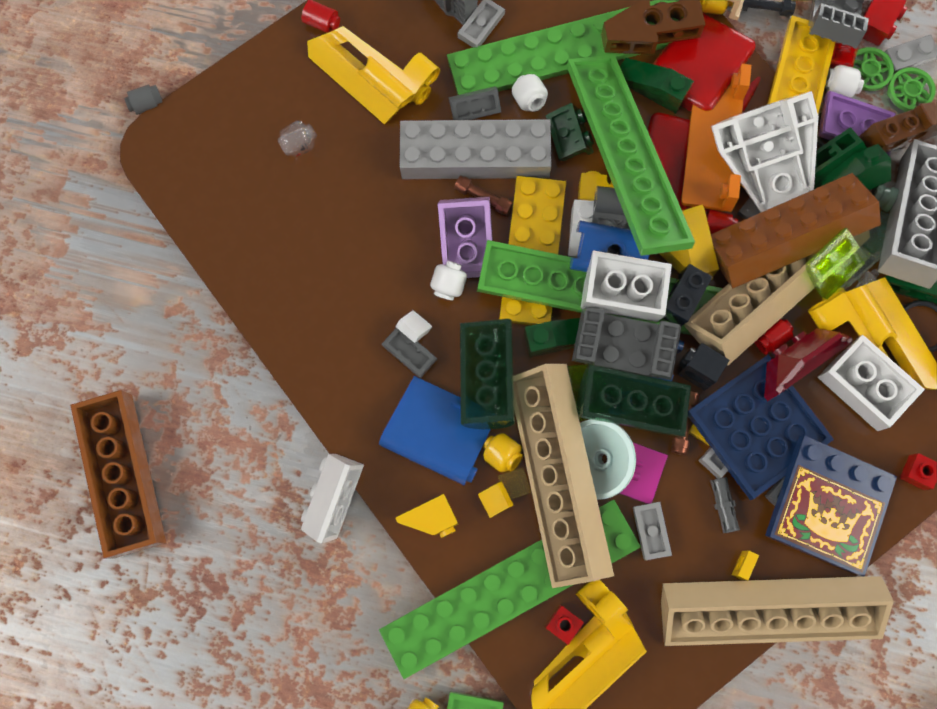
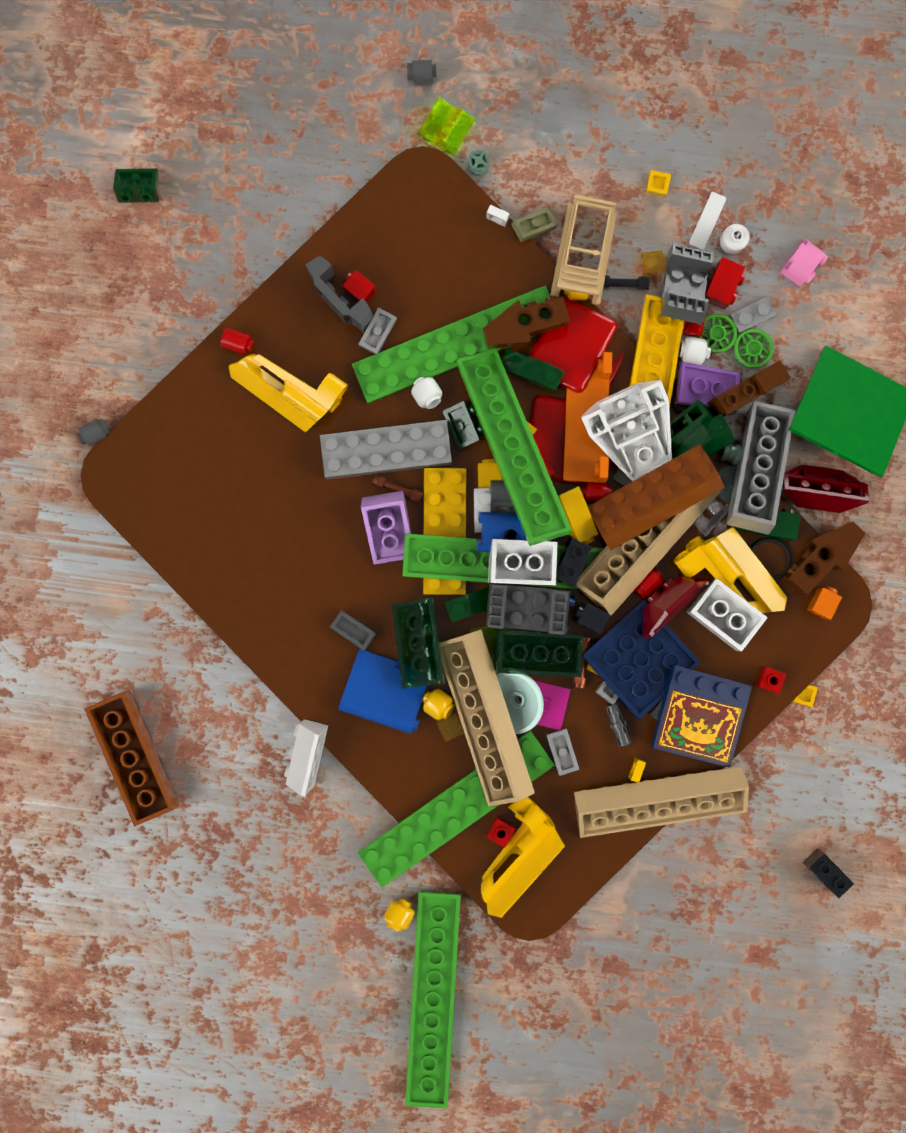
camera: 10 degrees left, 10 degrees up
(297, 139) = (233, 457): clear head -> none
(413, 326) = (353, 608): white tile -> none
(431, 517) = (387, 763): yellow slope -> none
(448, 280) = (377, 568): white head -> none
(475, 104) = (381, 408): dark grey plate -> none
(495, 499) = (437, 742): yellow tile -> none
(834, 263) = (690, 523): clear neon green slope -> none

